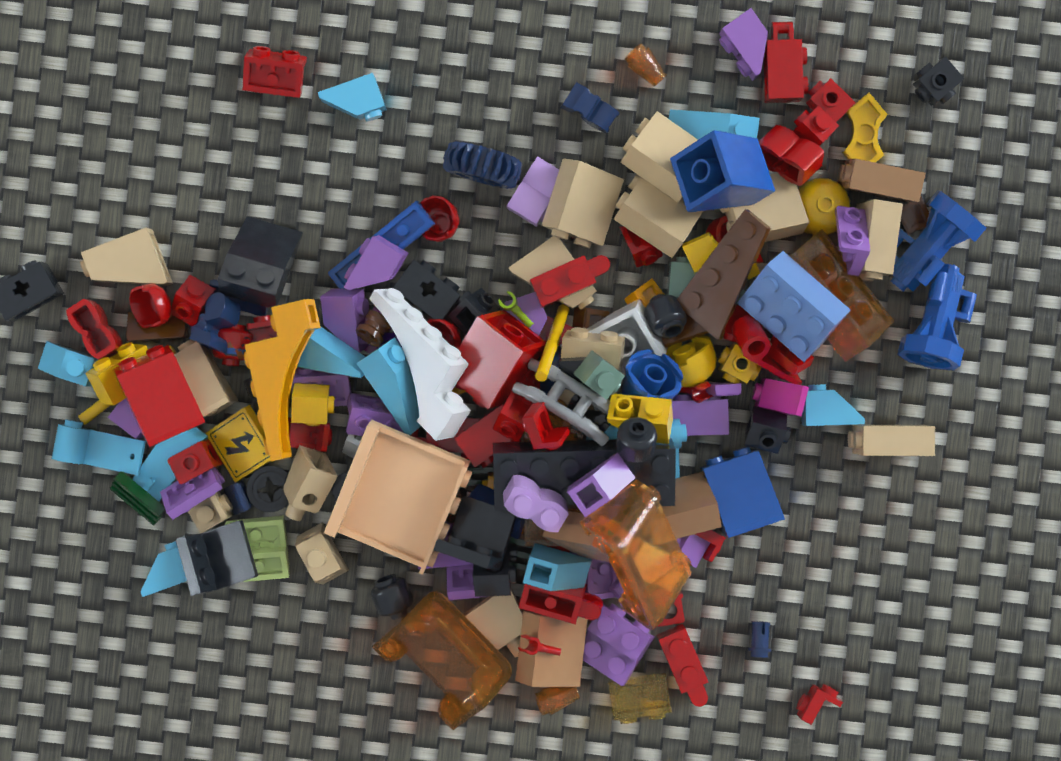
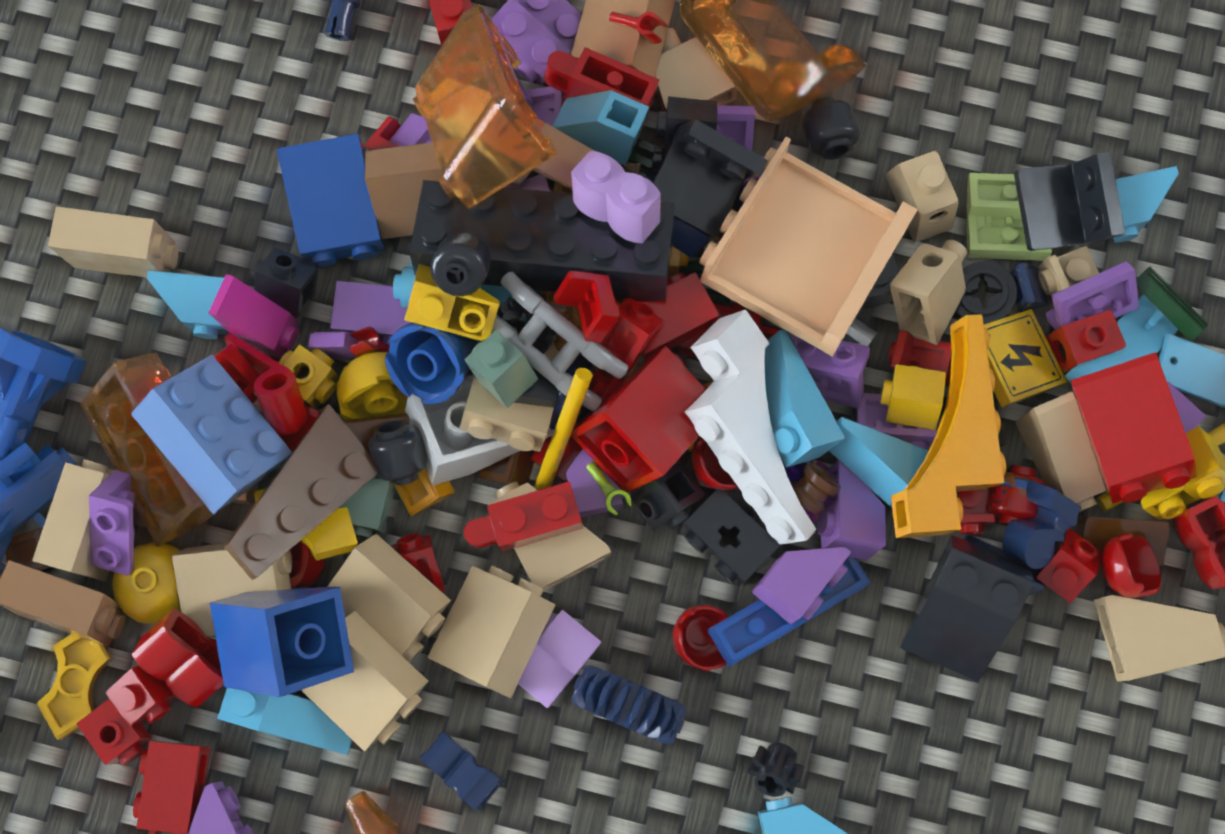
camera: 170 degrees left, 10 degrees down
(377, 137) = (776, 769): none -> black gear
(600, 484) = (521, 207): medium lavender slope -> none

